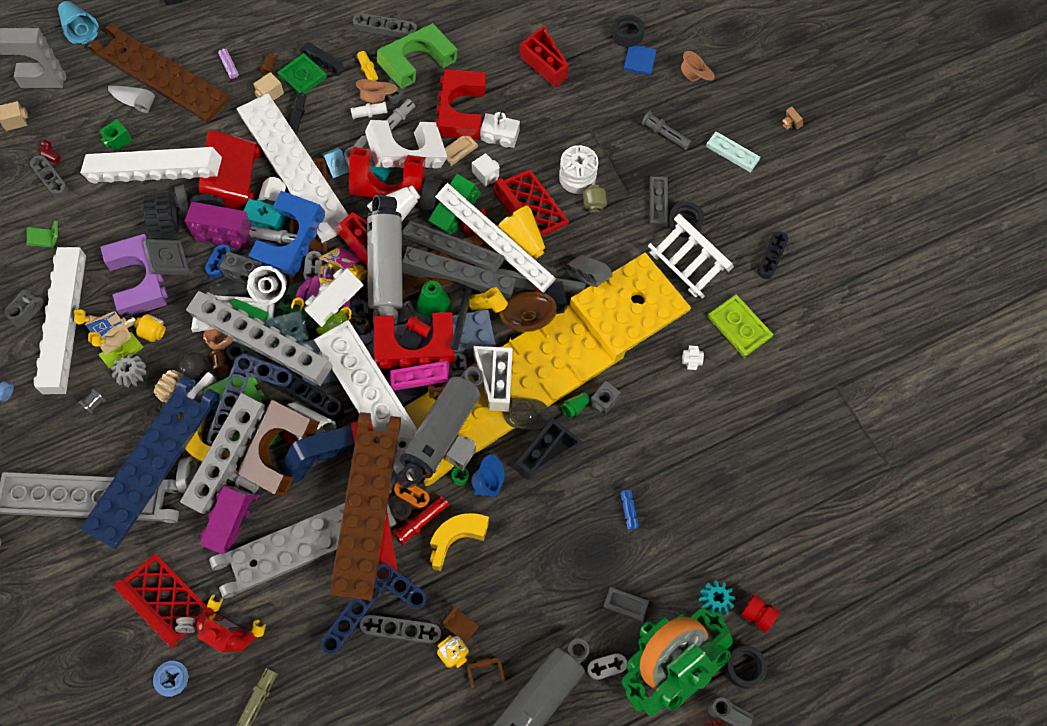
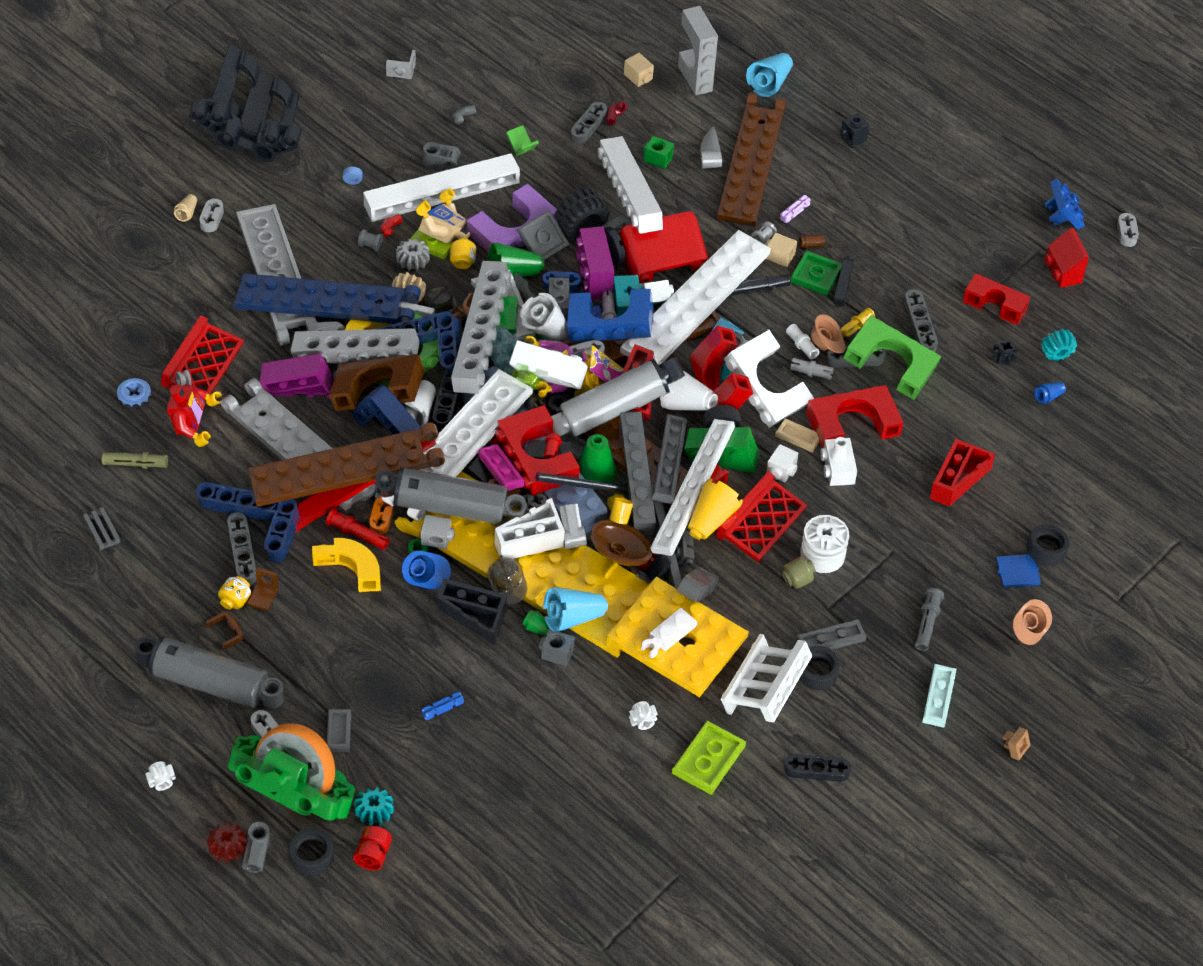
camera: 70 degrees right, 15 degrees down
(80, 380) = (388, 223): none -> red arm
(181, 291) = (517, 260): none -> green cone
(244, 94) = (765, 232): none -> light grey bush
(496, 339) = (574, 531): none -> light grey piece
(584, 372) = (572, 607): none -> medium azure cone
(633, 307) = (669, 632): none -> white plate

